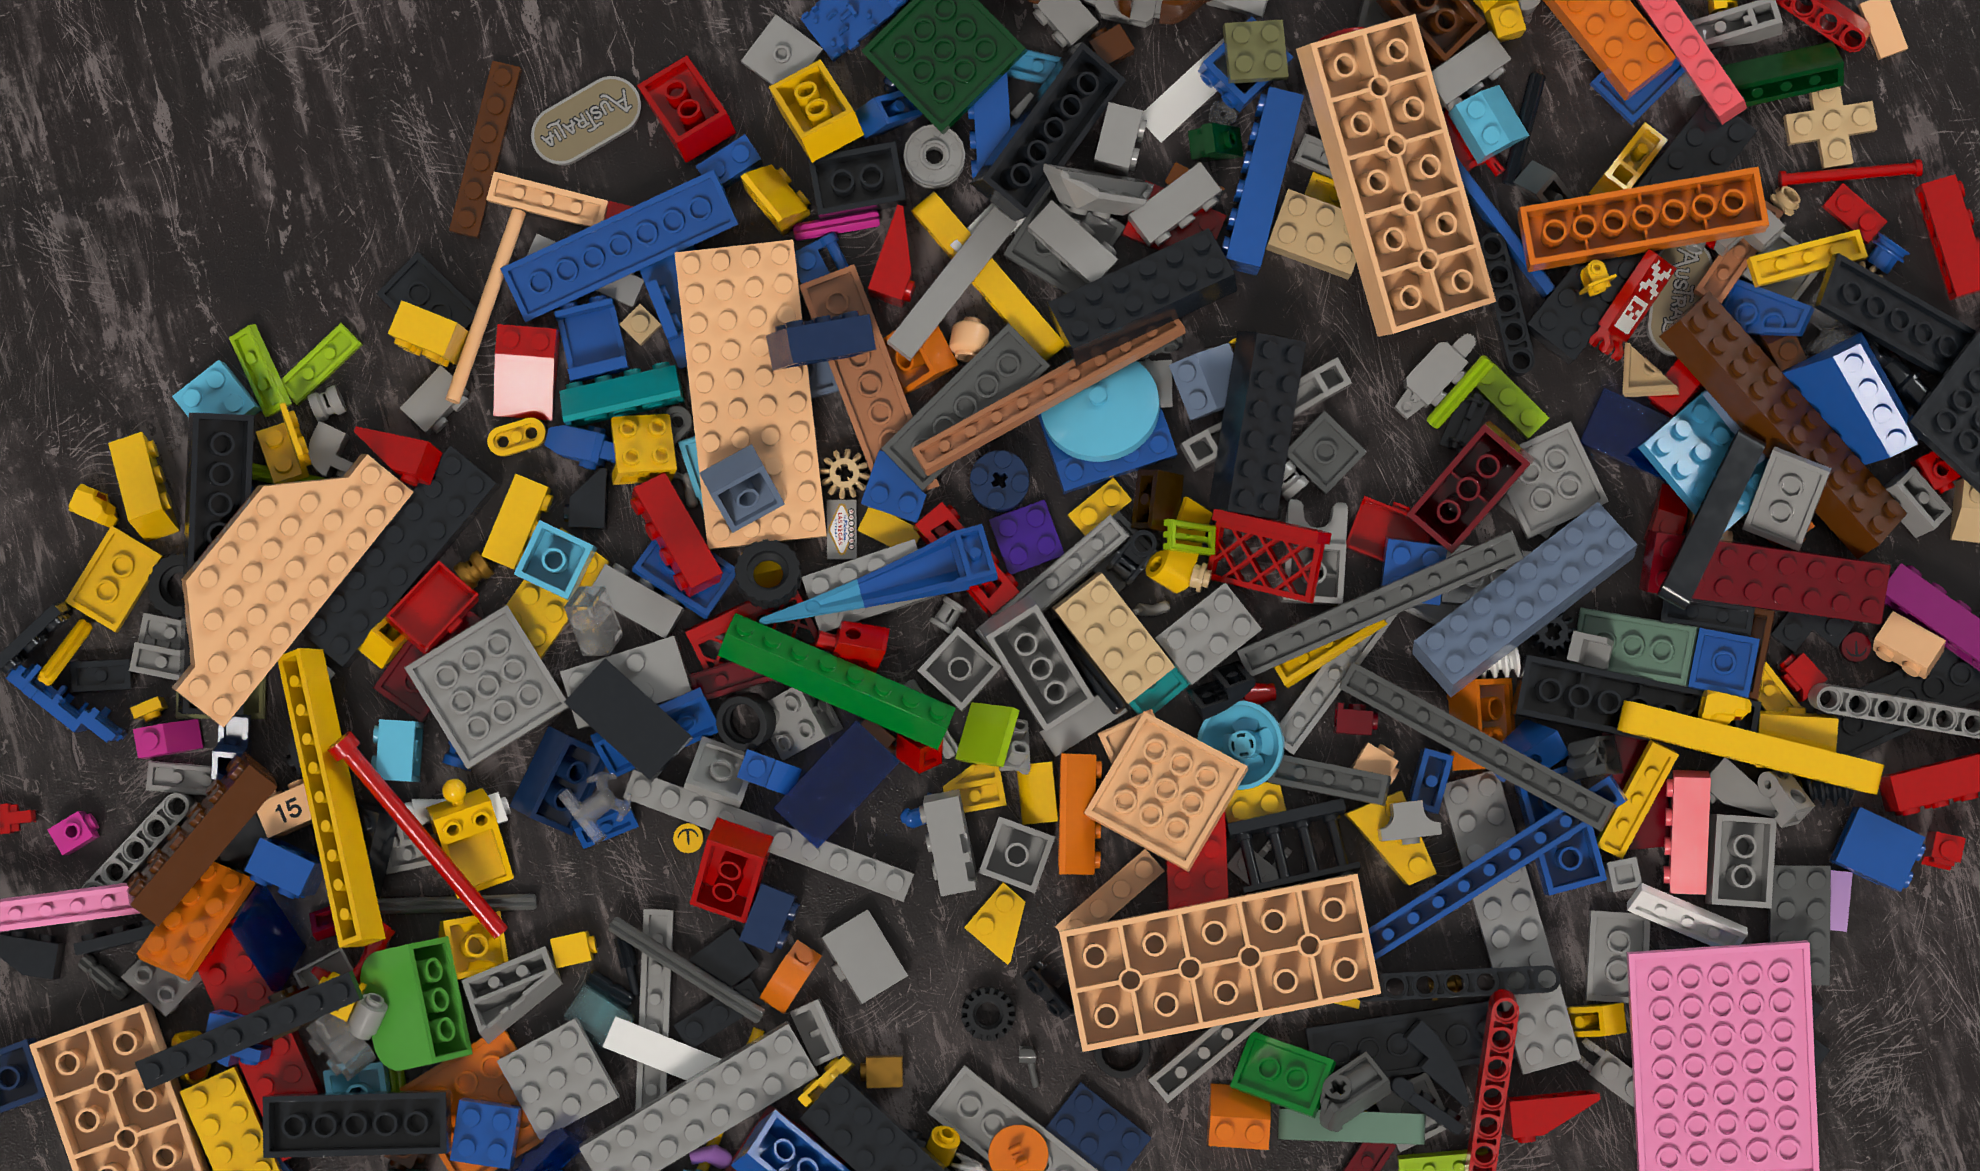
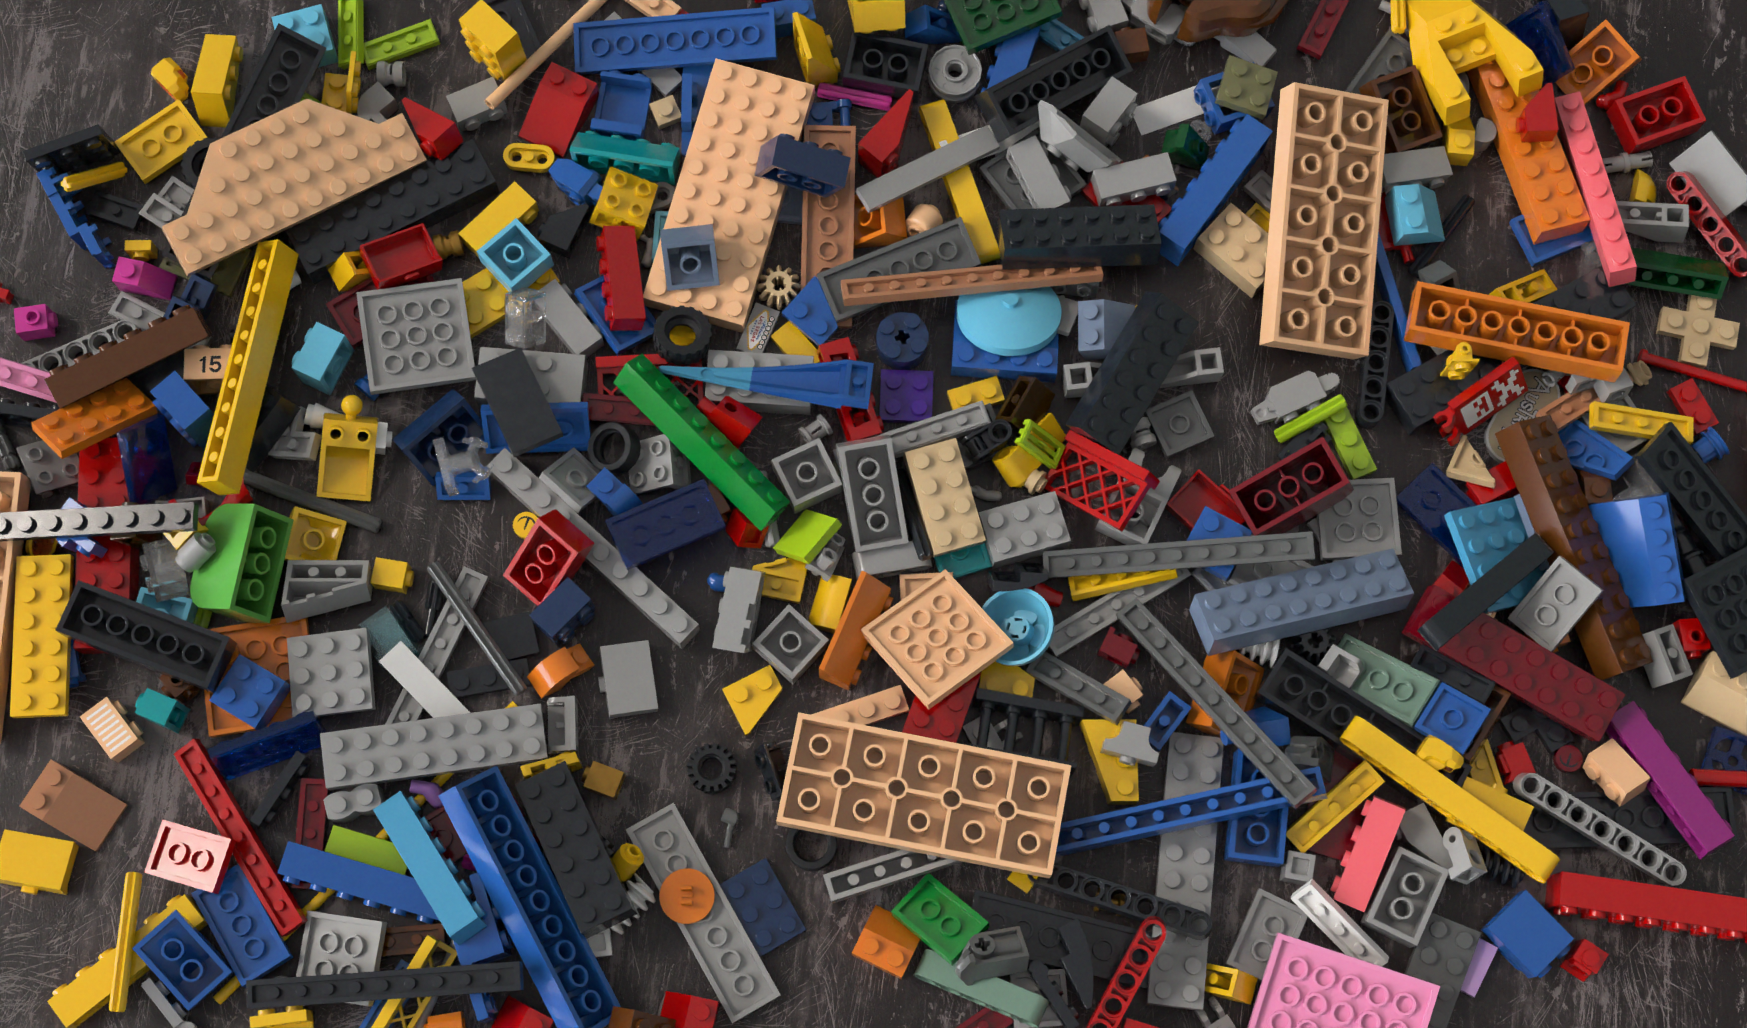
camera: 20 degrees right, 10 degrees down
(346, 749) = (278, 331): red piece -> none

